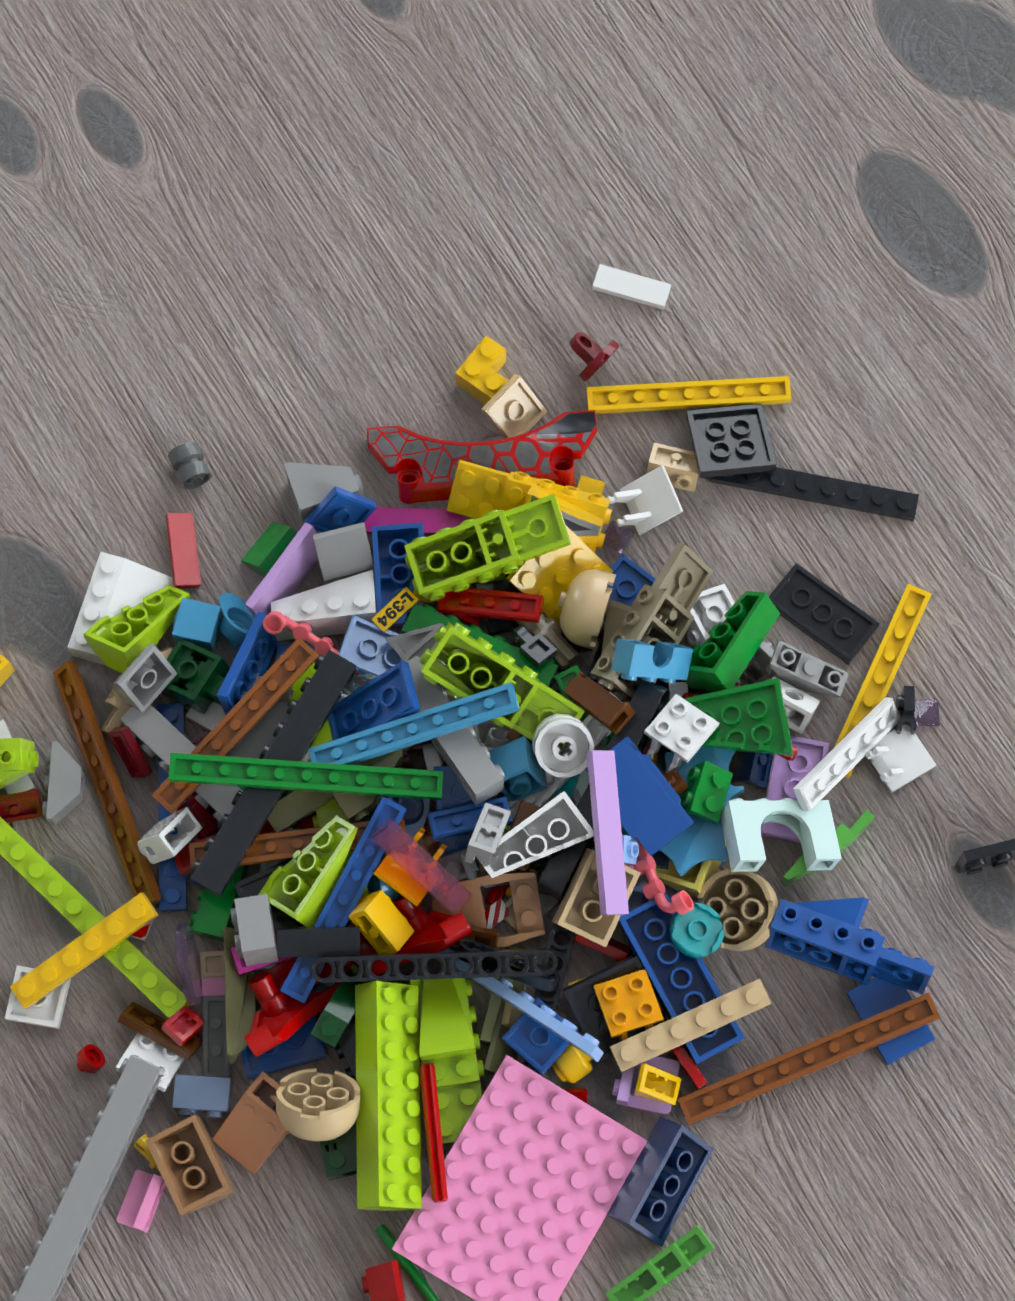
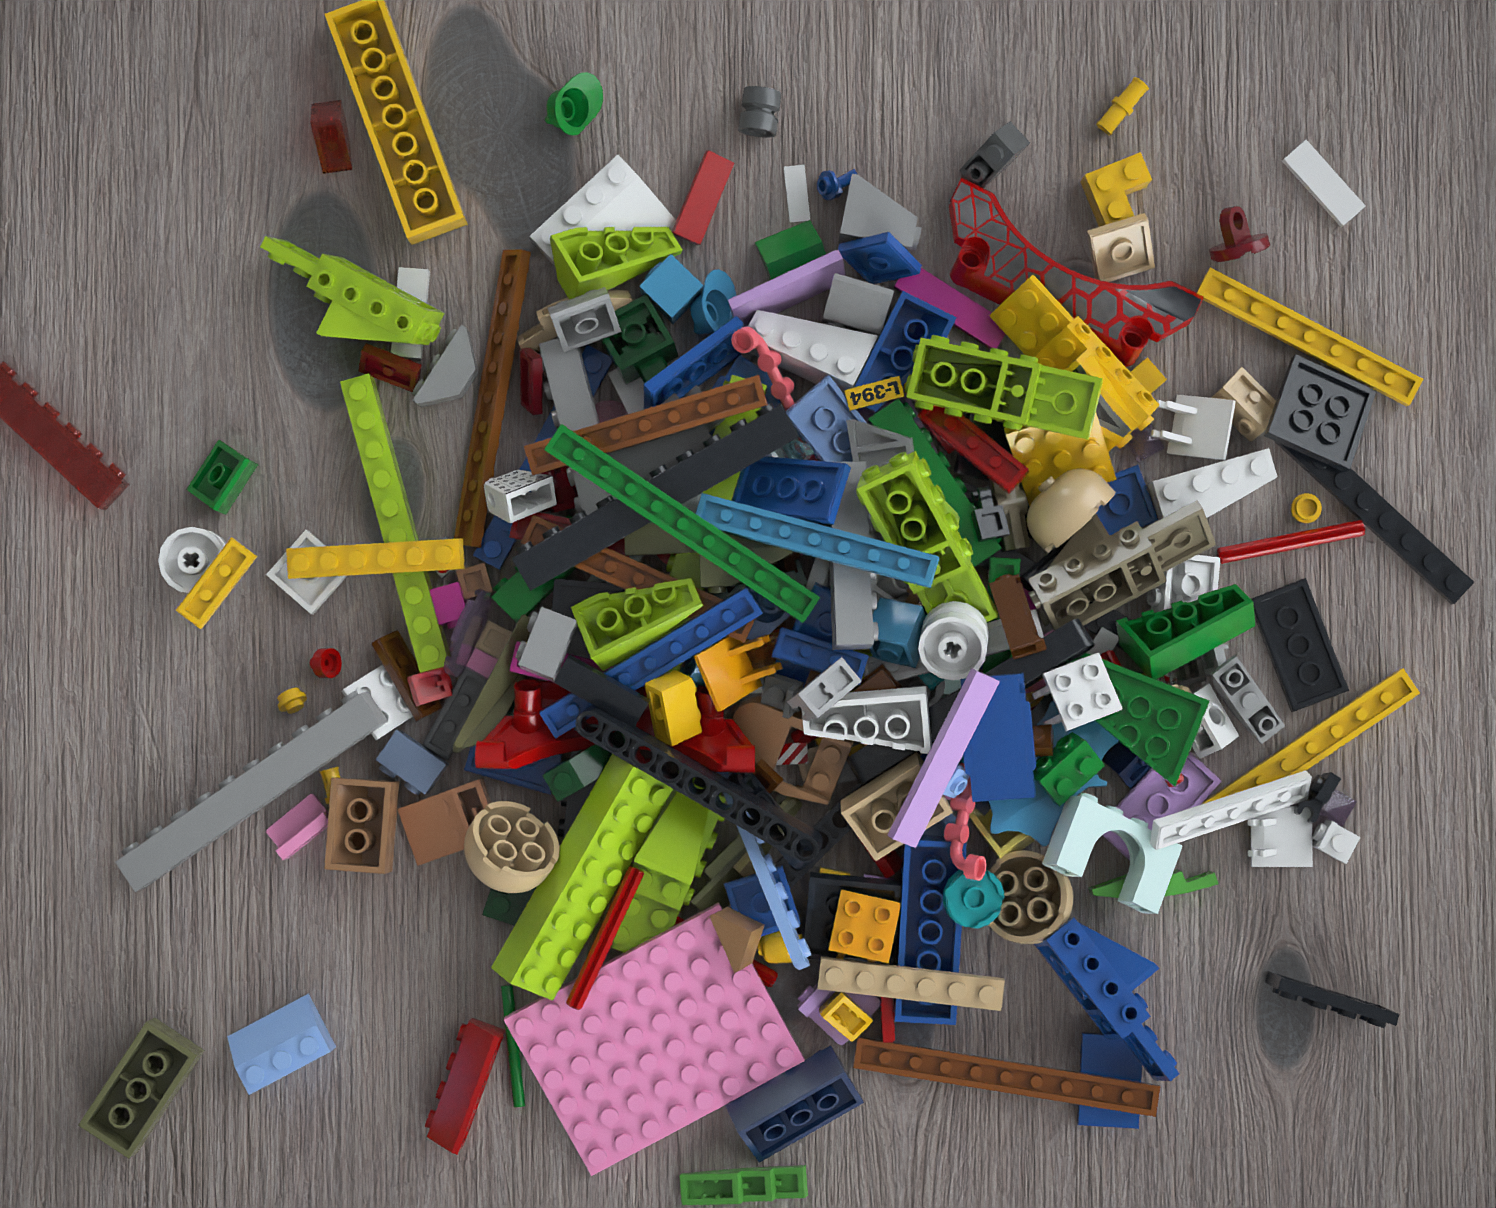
camera: 30 degrees right, 15 degrees up
(47, 537) = (575, 103): none -> green piece
(79, 1104) = (291, 700): none -> yellow plate
(162, 955) = (448, 603): none -> dark pink brick
(168, 927) = (473, 579): none -> medium nougat plate
(252, 509) = (797, 193): none -> white sticker
(273, 488) = (830, 186): none -> blue plate
(382, 399) = (995, 155): none -> dark grey slope
(421, 866) = (742, 678): clear pink brick -> none
(453, 315) = (1122, 106): none -> yellow pin
(537, 1068) = (738, 936): none -> medium nougat slope
(637, 659) = (1082, 601): dark azure arch -> none
(691, 527) = (1213, 485): none -> white wedge
(764, 514) = (1306, 508): none -> yellow plate
(769, 543) = (1291, 541): none -> red axle
(940, 737) = (1334, 840): none -> white bracket

